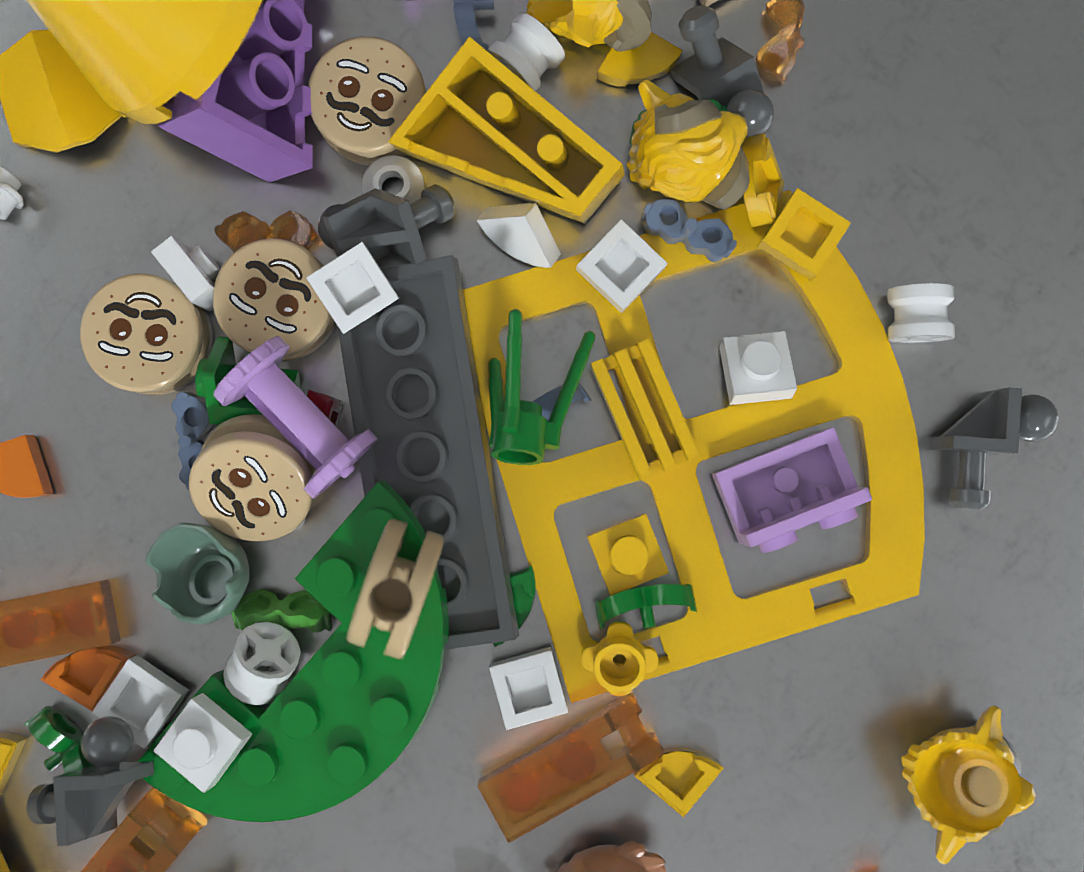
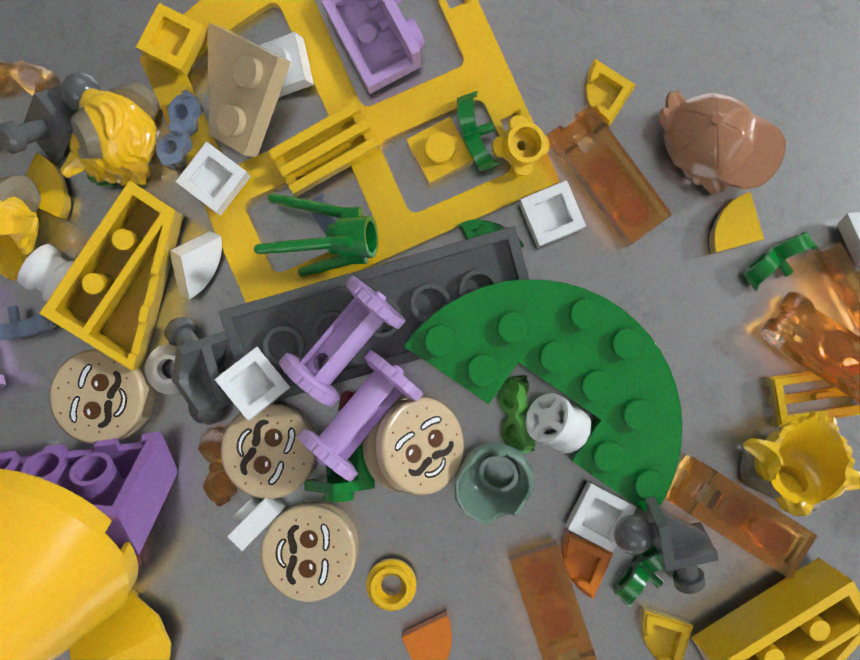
camera: 95 degrees left, 0 degrees up
(75, 425) = (388, 599): none -> yellow plate
(191, 427) = (377, 505): sand blue piece -> none
(202, 742) = (624, 458): white plate -> none
(389, 404) = (341, 342): none -> lavender hose
(394, 590) = (484, 311): tan head -> none
(732, 314) = (241, 89): none -> tan wing
(765, 181) = (147, 73): yellow tile -> none

